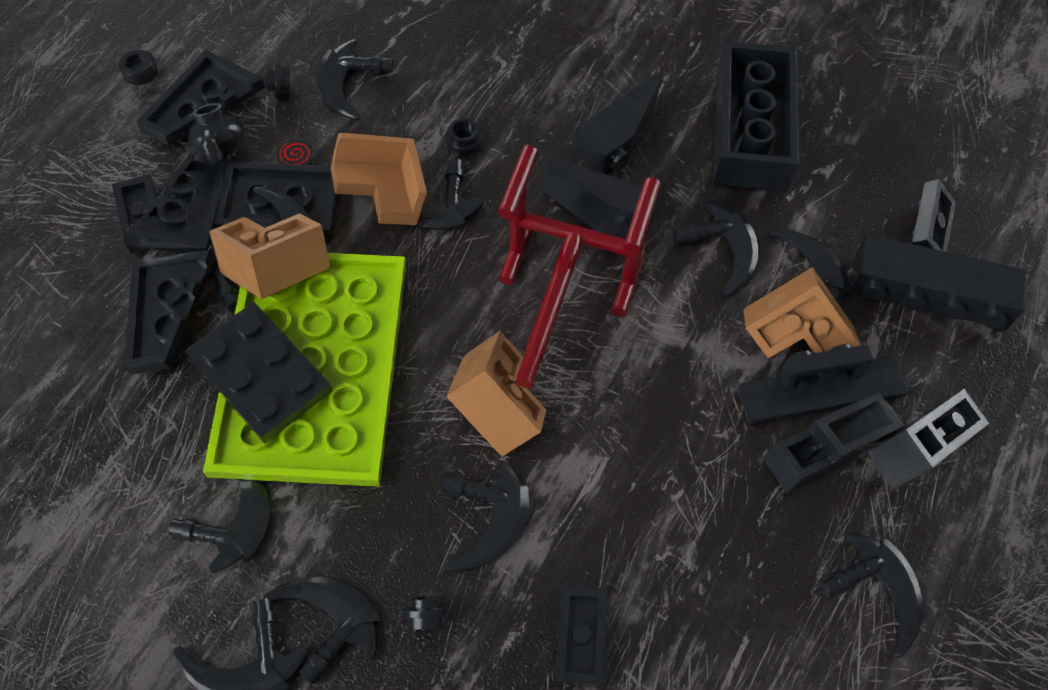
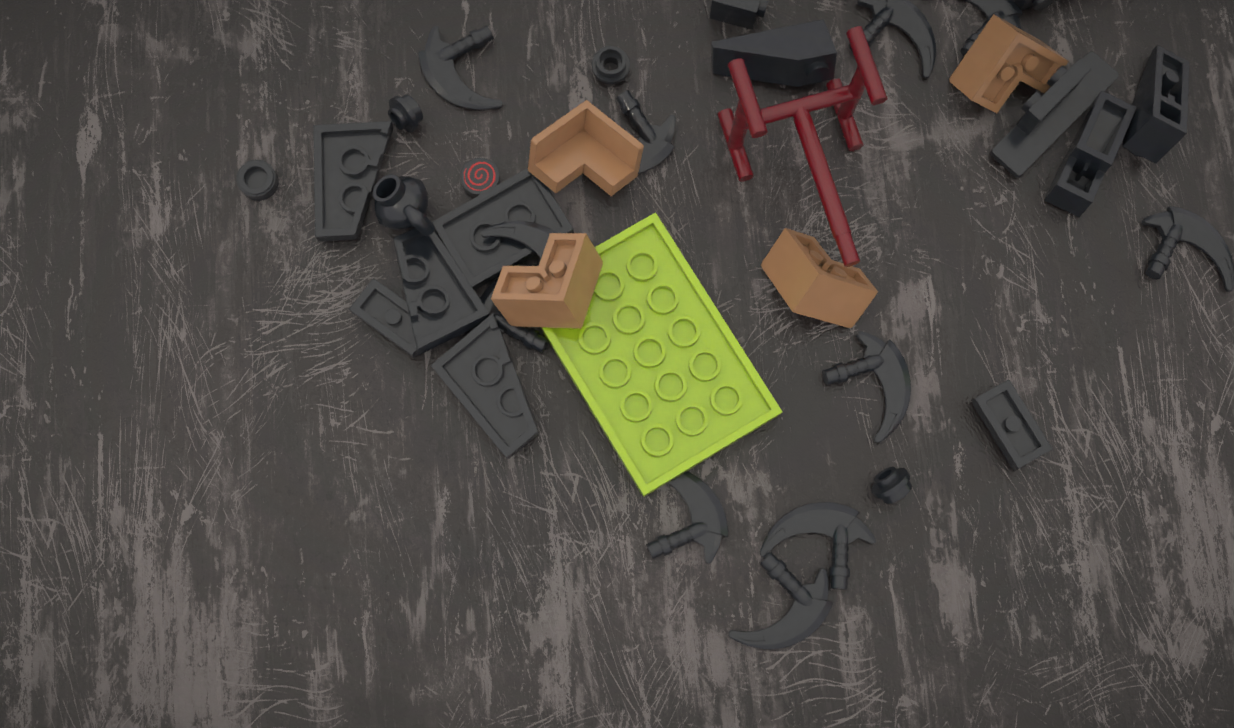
camera: 35 degrees left, 15 degrees up
(259, 372) = (622, 388): black plate -> none

